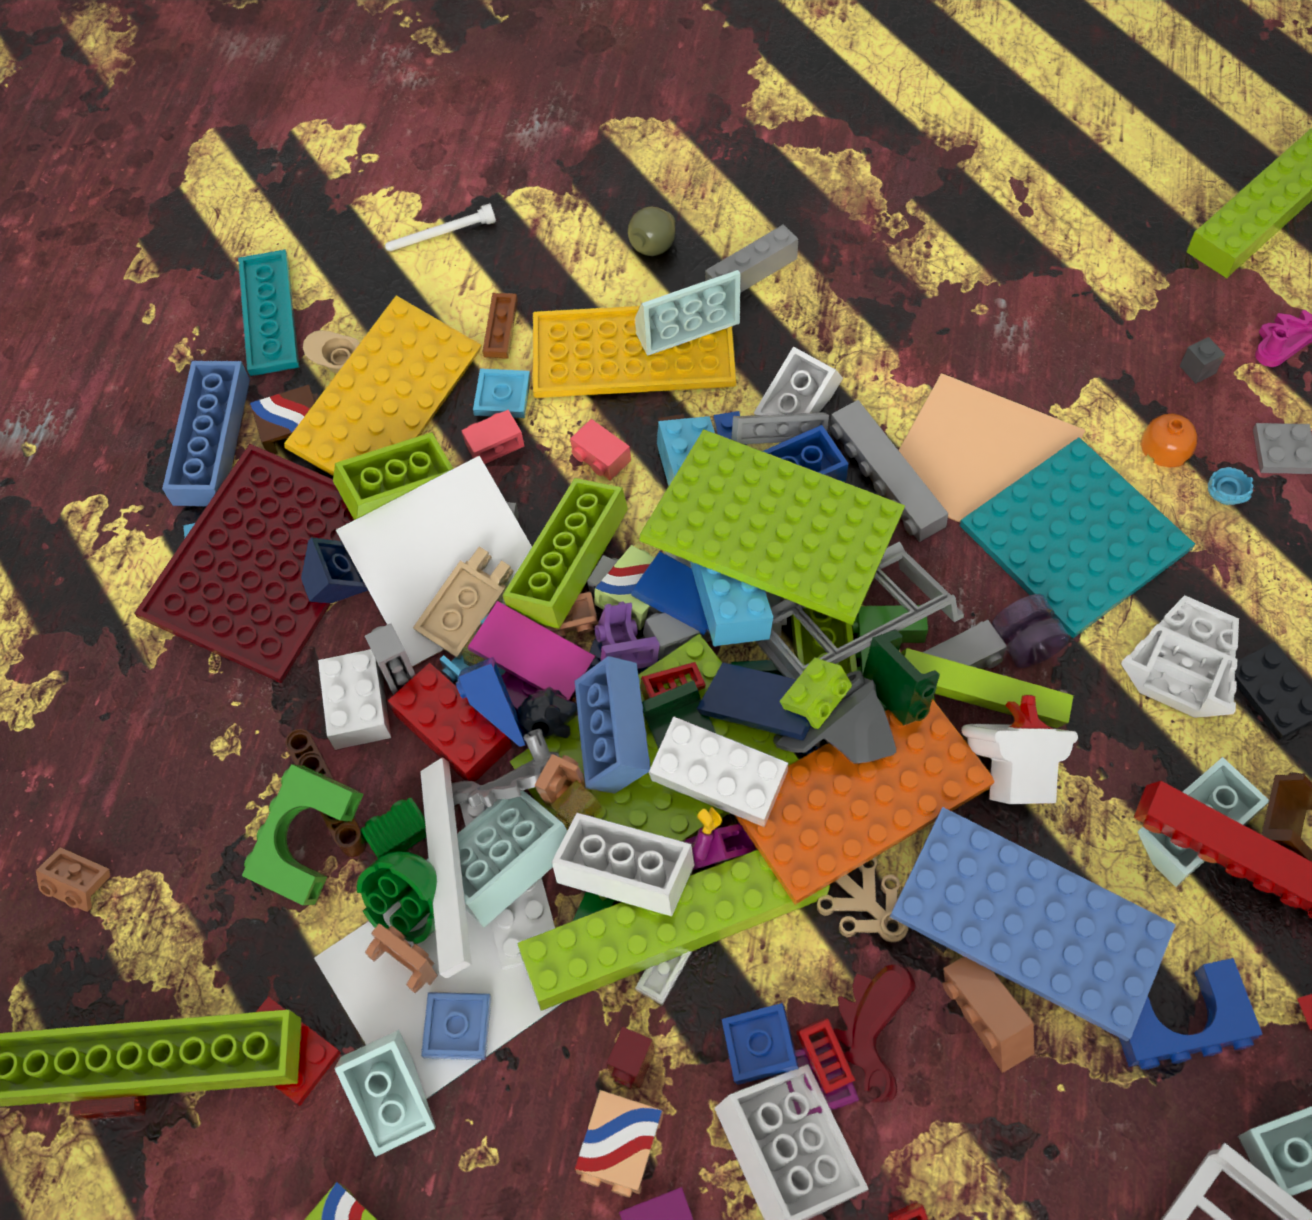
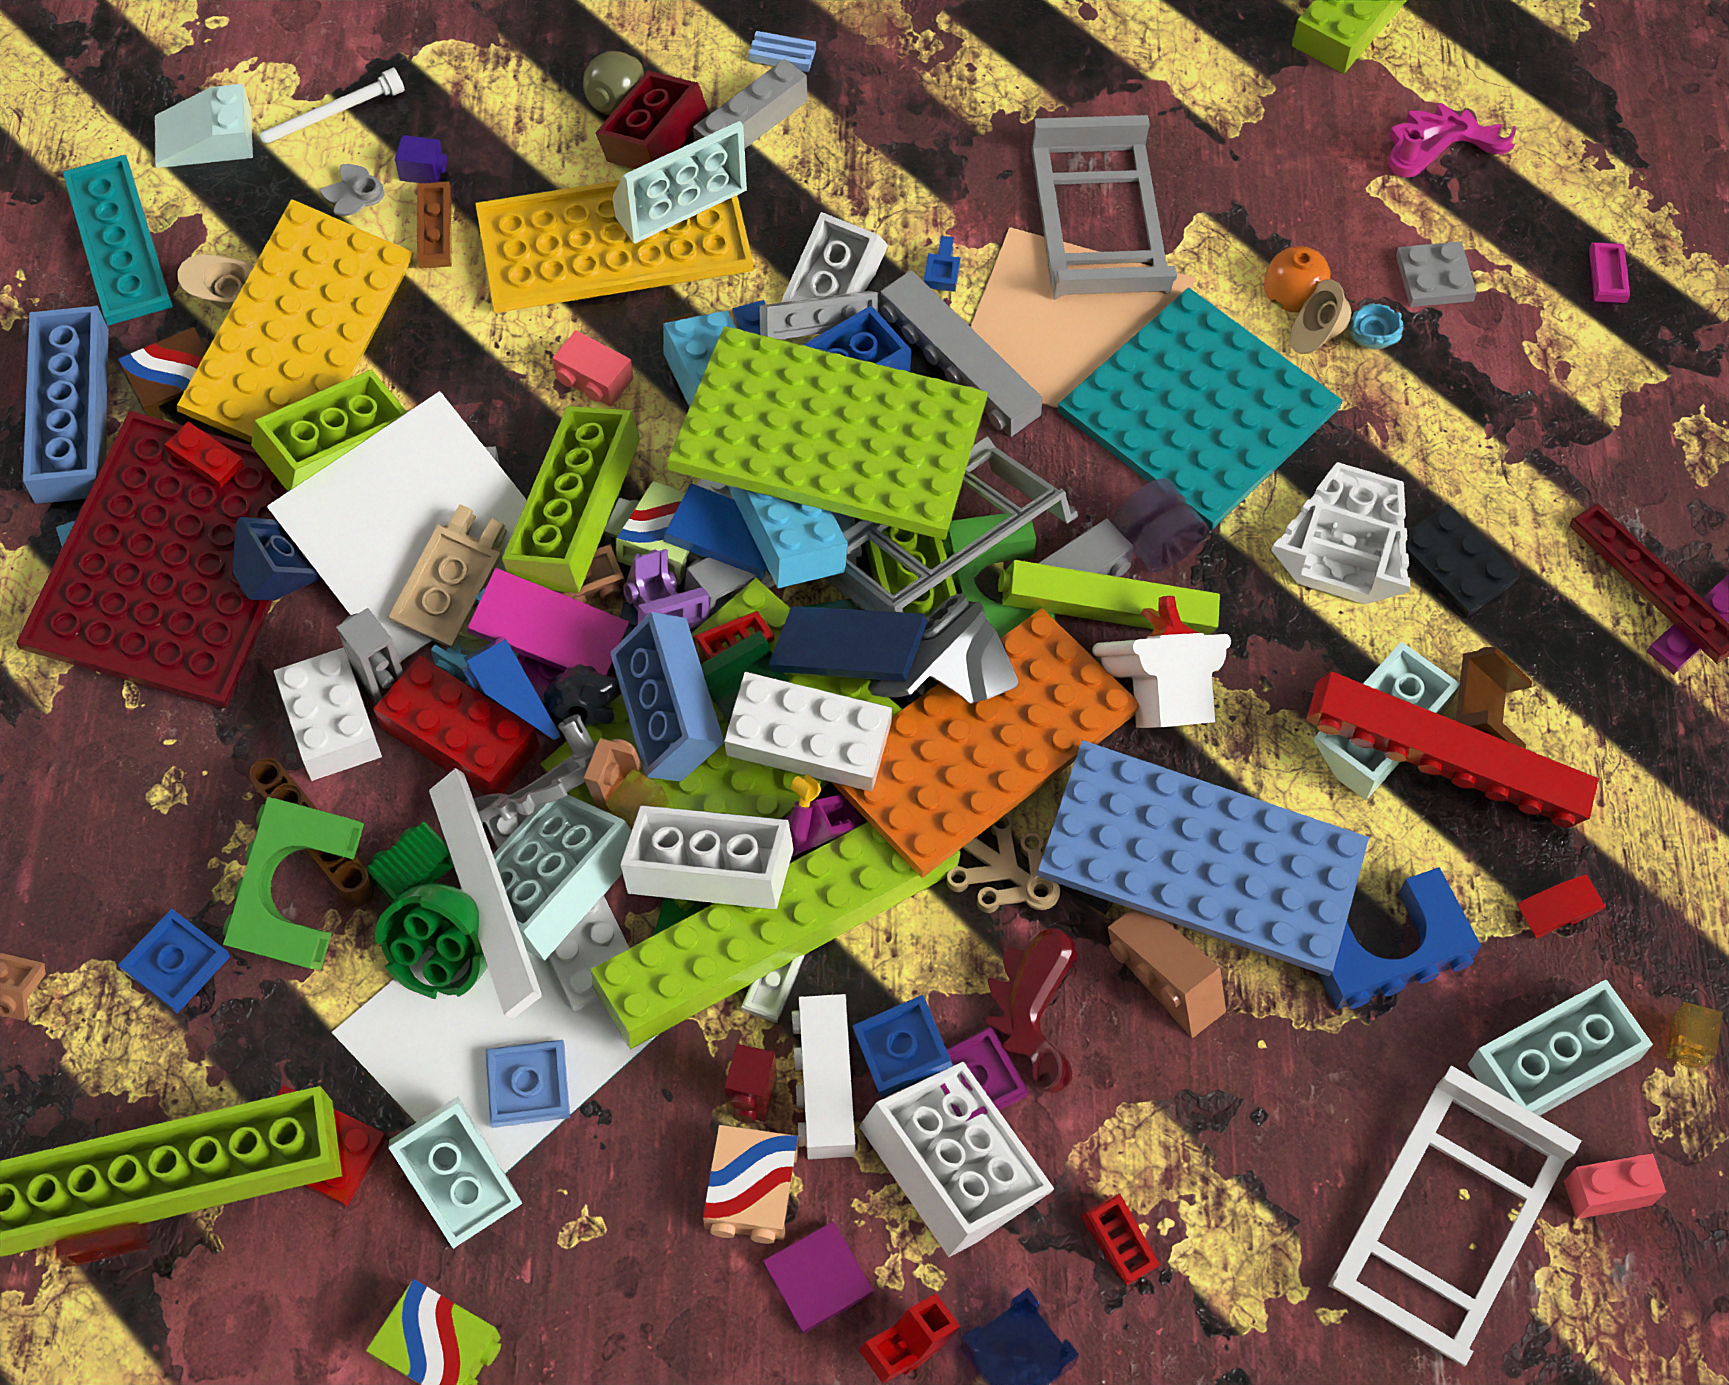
camera: 15 degrees left, 0 degrees up
(205, 882) = (174, 961): none -> blue plate
(298, 484) = (204, 454): none -> red plate
(347, 235) = (205, 128): none -> light aqua slope
(412, 958) = (456, 1008): nougat piece -> none
(446, 294) = (354, 191): none -> light grey plate
(493, 437) = (450, 367): coral brick -> none
(497, 275) = (420, 160): none -> dark purple brick
(502, 391) = (451, 311): medium azure plate -> none
(675, 262) = (652, 120): none -> dark red brick
(693, 1060) = (825, 1077): none -> white brick
(785, 216) = (784, 49): none -> light blue tile
(817, 691) = (914, 621): lime bracket -> none
(830, 1037) = (971, 1054): red slope -> none
(883, 400) = (943, 268): none -> blue plate
(897, 681) = (1011, 601): dark green panel -> none
(1014, 307) = (1088, 135): none -> light grey piece
(1185, 474) = (1320, 318): none -> tan piece
(1202, 360) = (1325, 177): dark grey brick -> none

